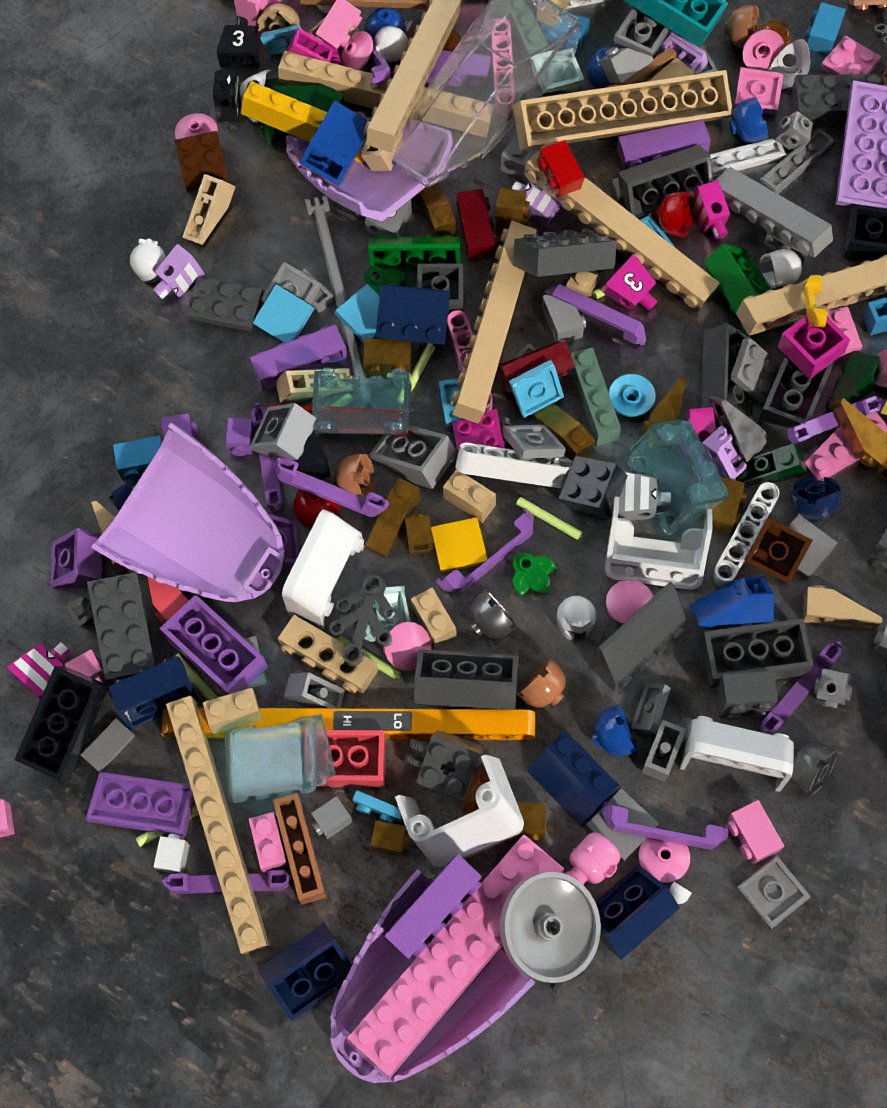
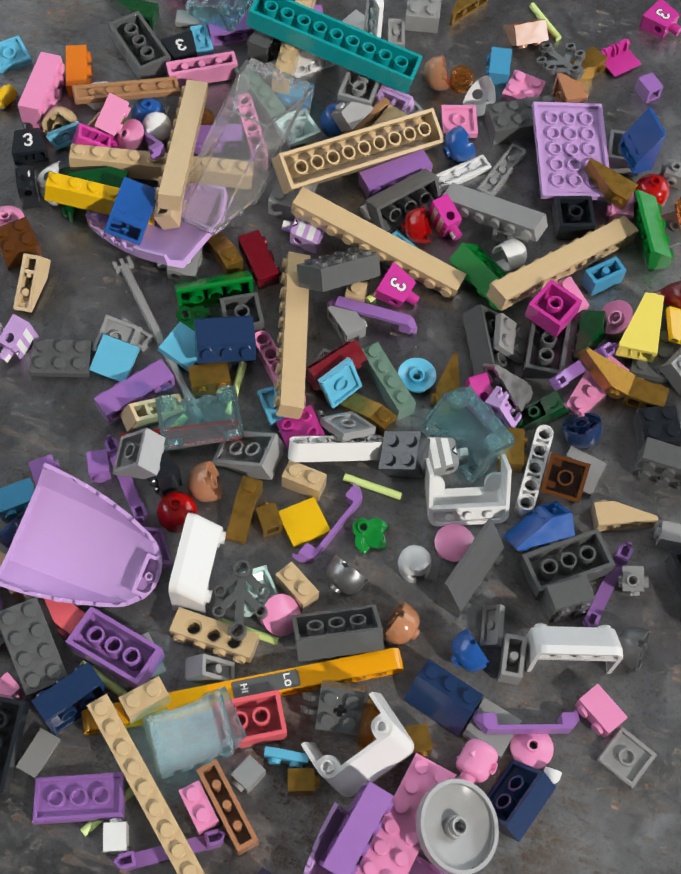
camera: 20 degrees left, 5 degrees down
(369, 506) = (149, 488): medium lavender piece -> none
(511, 207) = (286, 240): pearl gold brick -> none
(560, 168) = (321, 203): red brick -> none
(762, 60) = (457, 96): bright pink dish -> none
(793, 130) = (494, 147): light grey brick -> none
(816, 316) = (552, 286): yellow bar -> none

